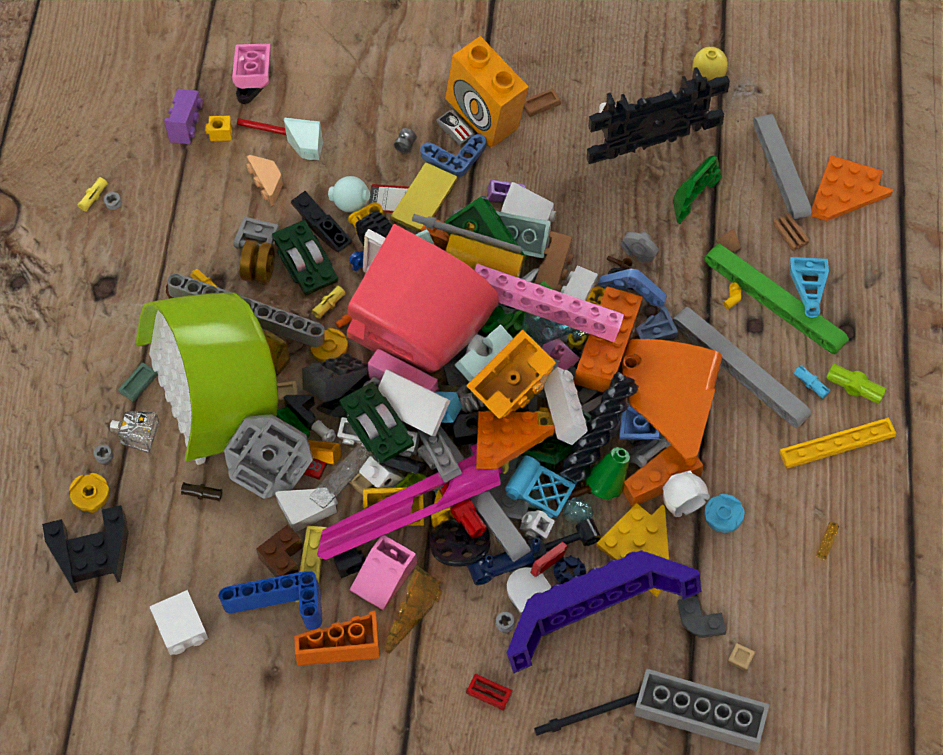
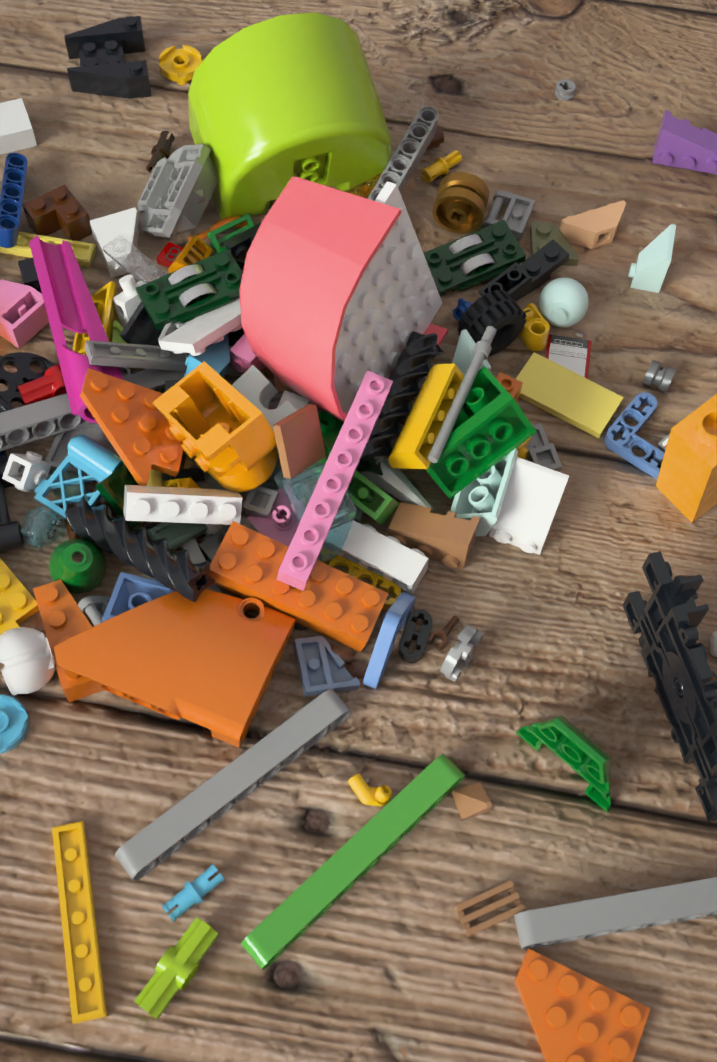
camera: 90 degrees right, 0 degrees up
(99, 185) = (573, 71): light yellow pin -> none
(219, 128) = (672, 184): yellow brick -> none
(261, 126) = (679, 232): red bar -> none
(281, 210) = (543, 233): none -> olive wing
(498, 186) = (581, 475): medium lavender slope -> none
(518, 326) = (299, 441): none -> medium nougat tile
(809, 267) = (412, 926): medium azure plate -> none

